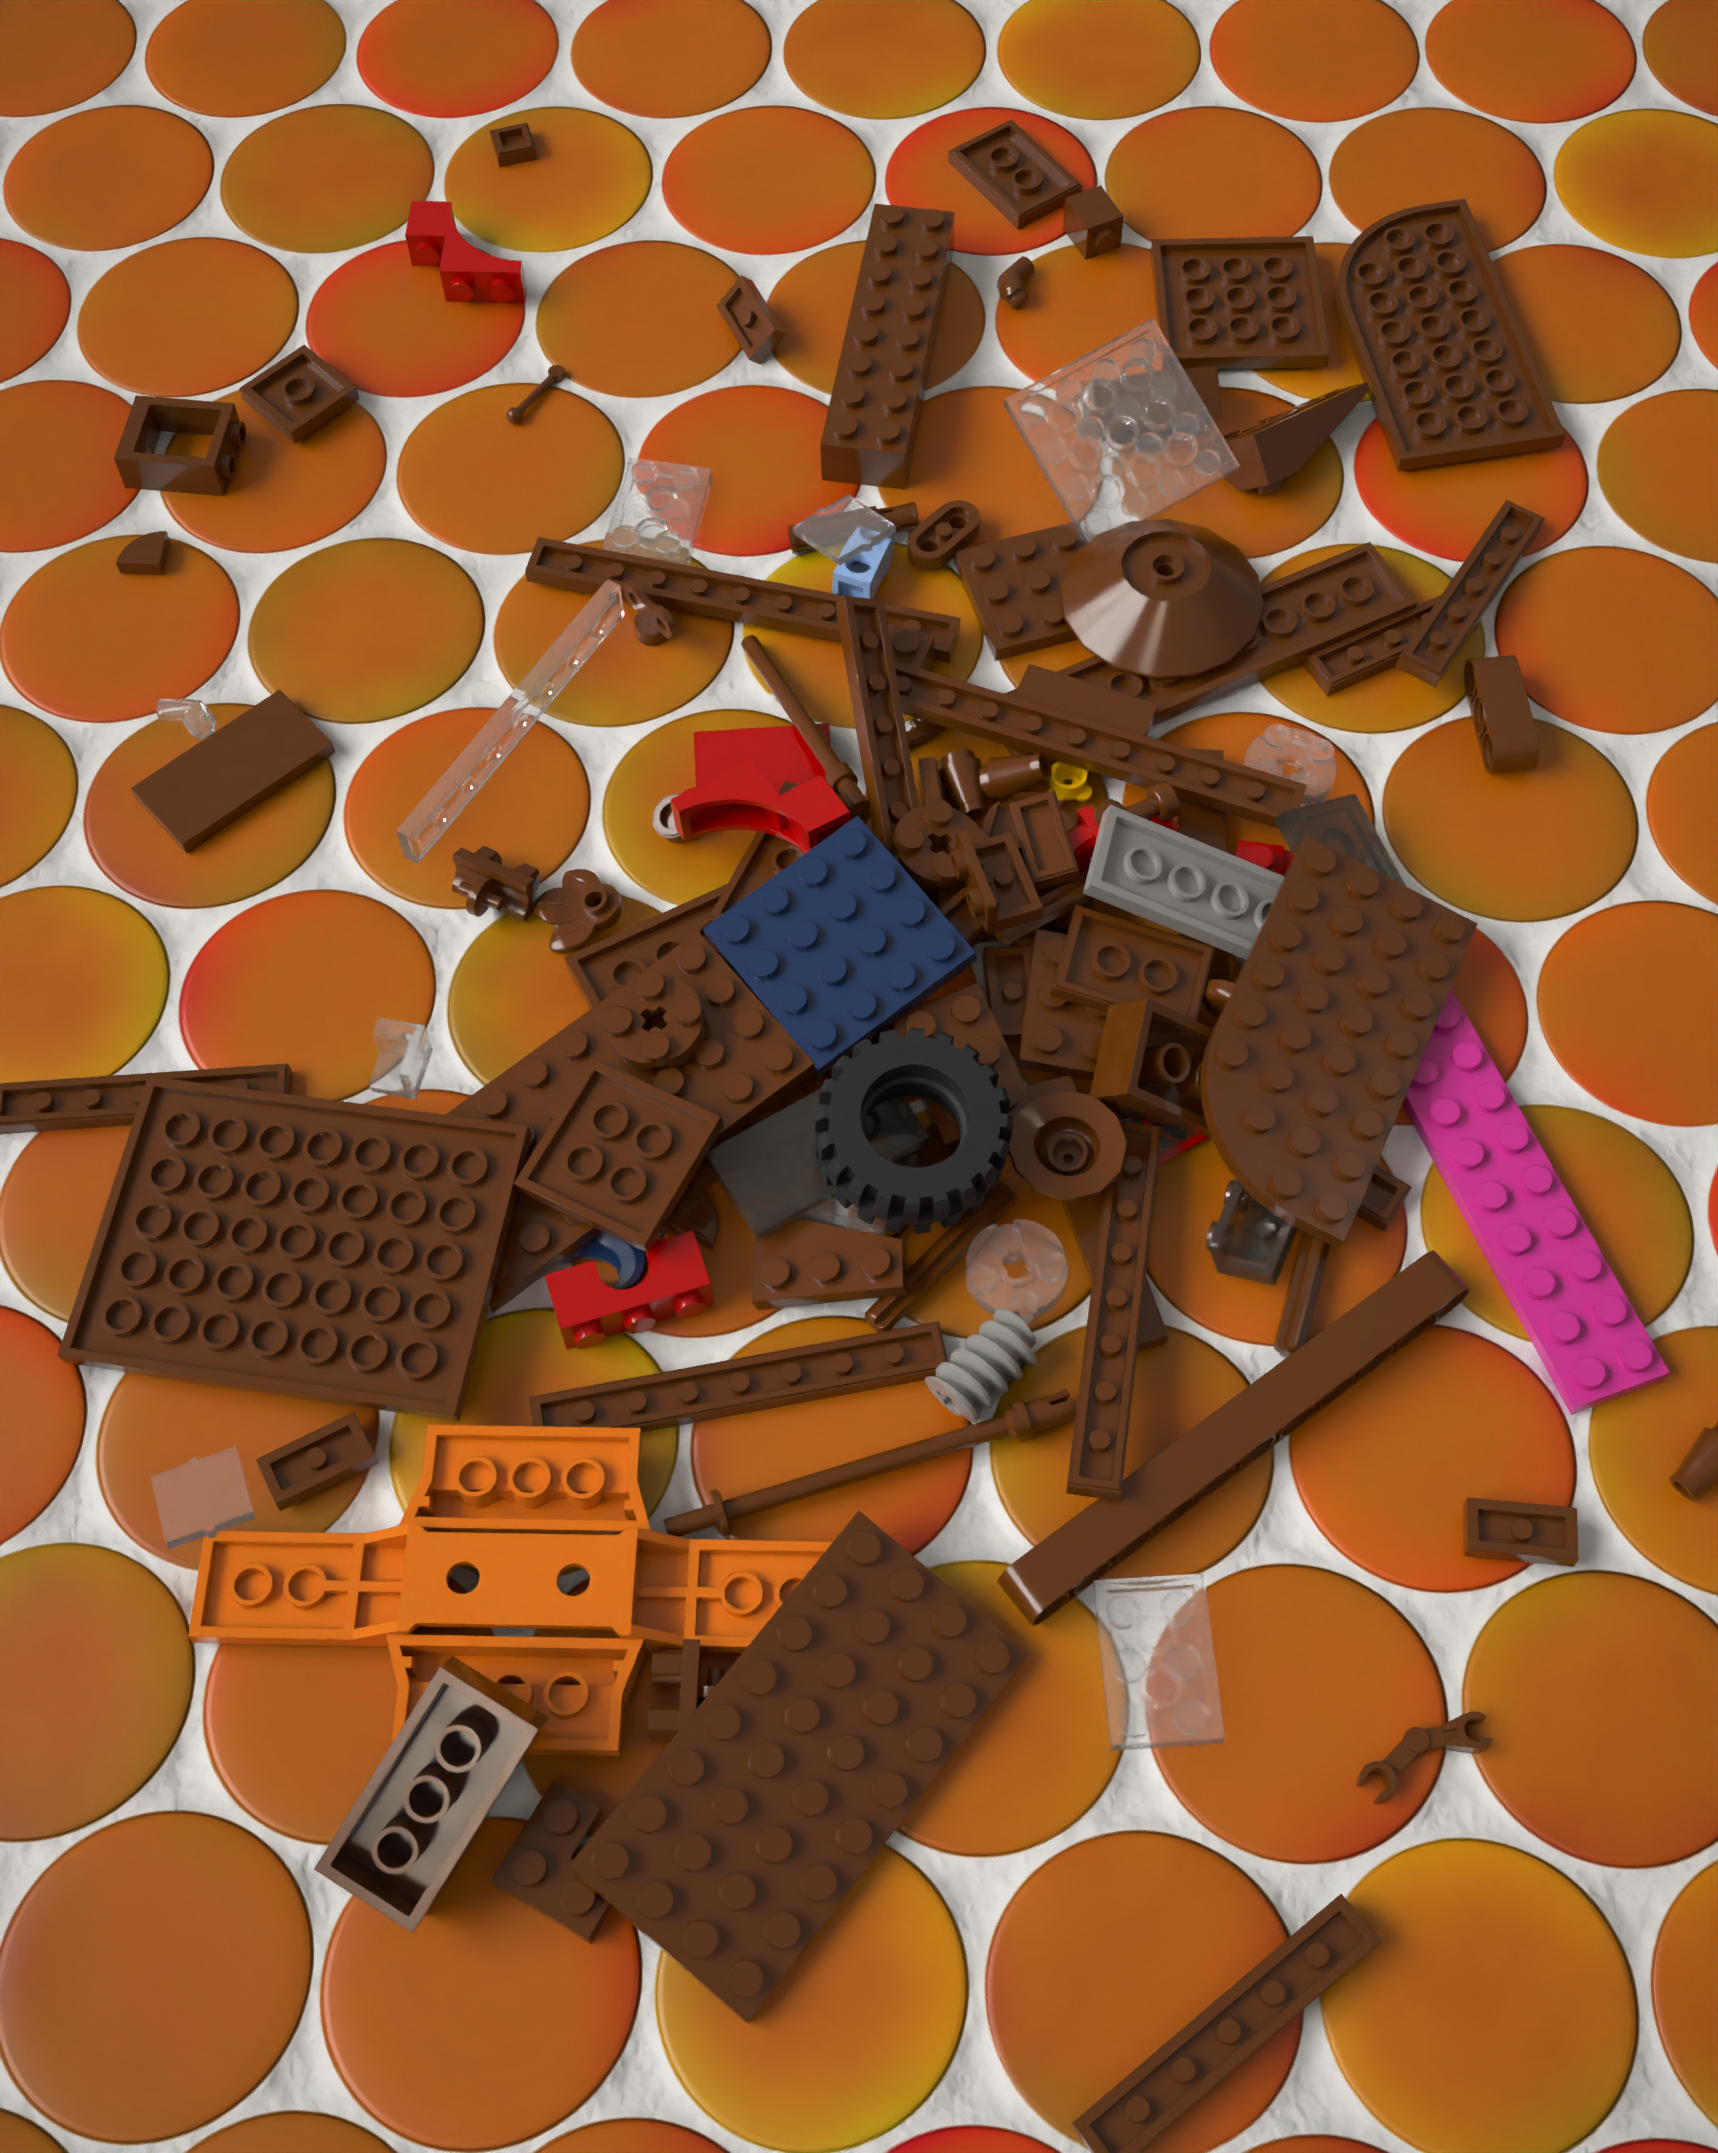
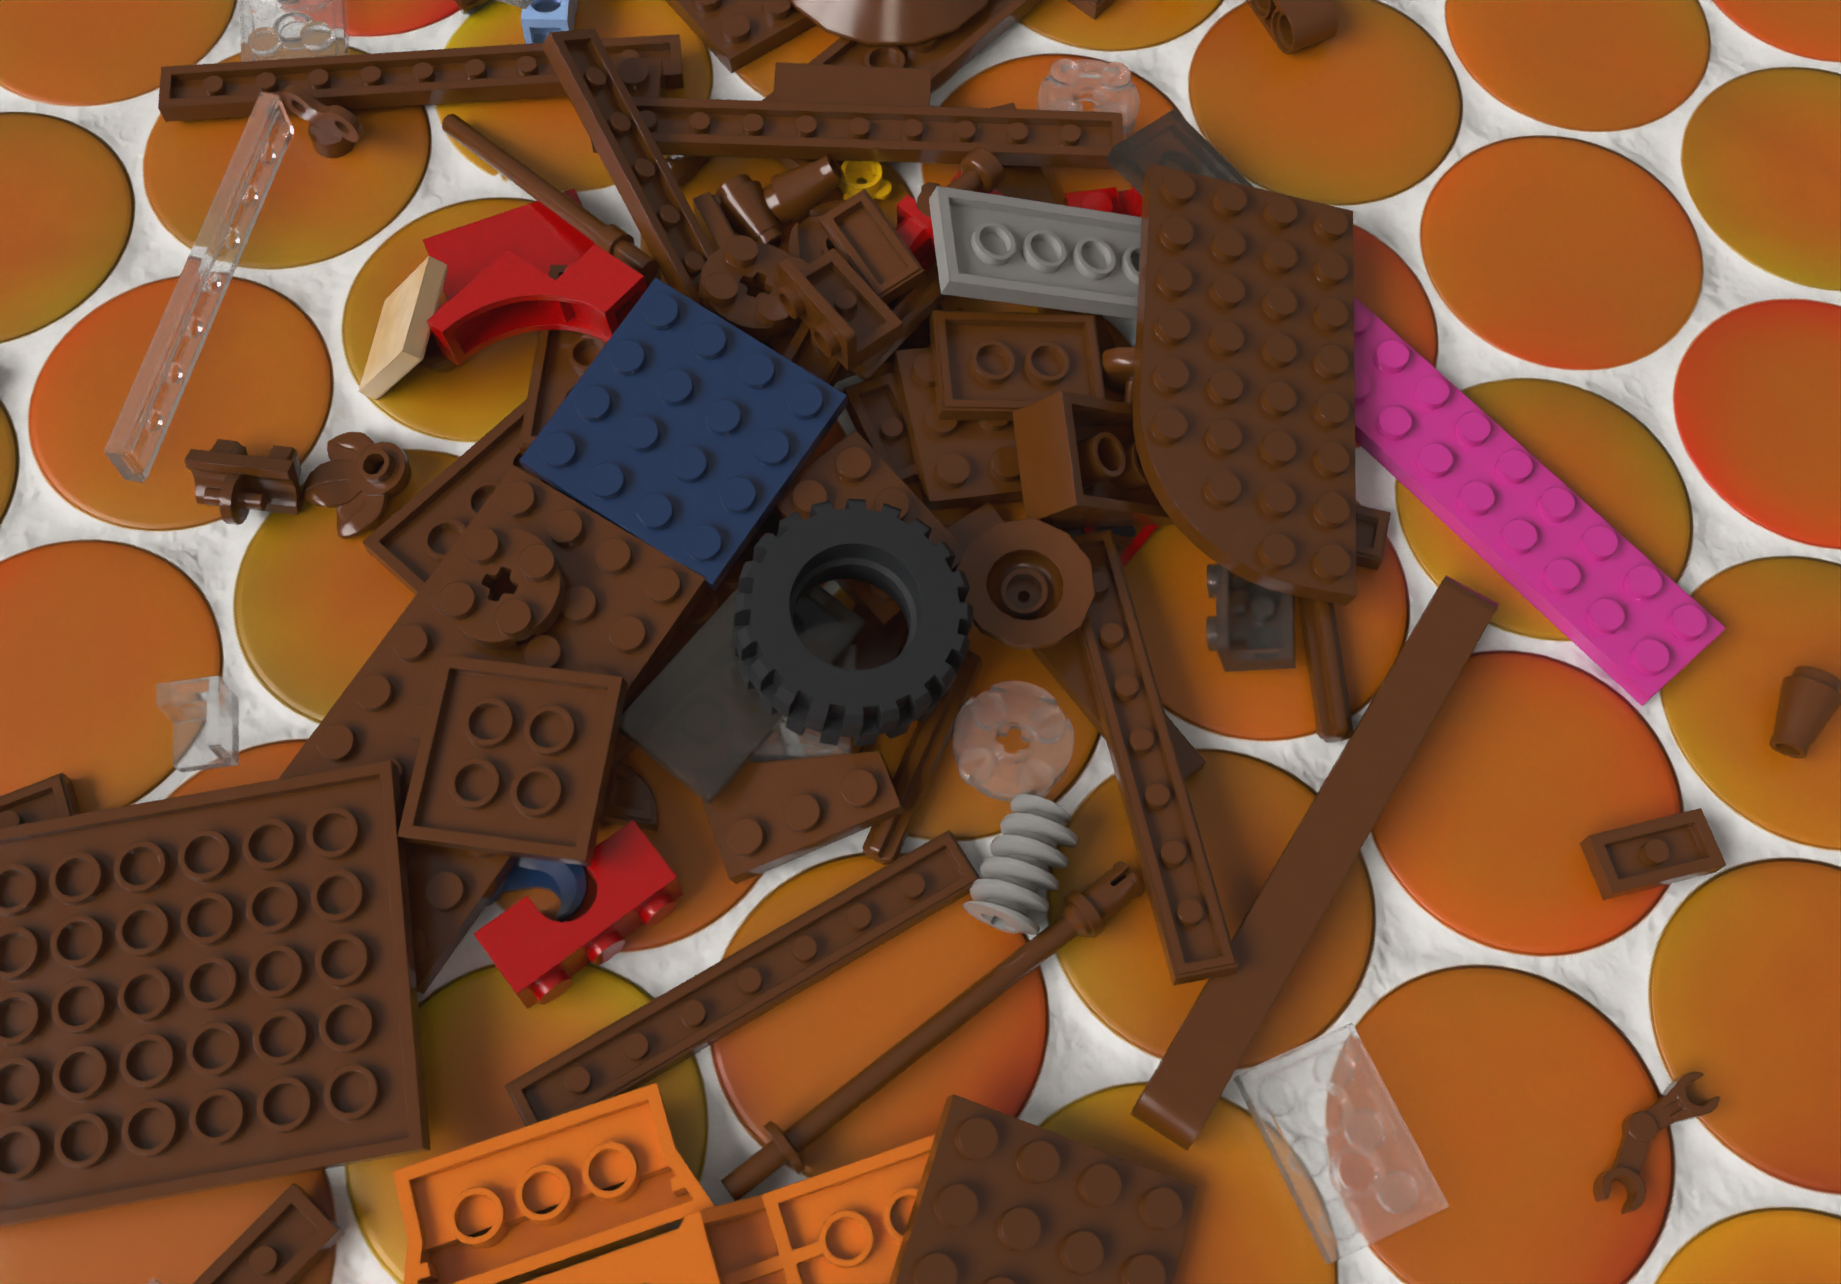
camera: 25 degrees left, 5 degrees up
(652, 799) = (403, 328): none -> tan tile

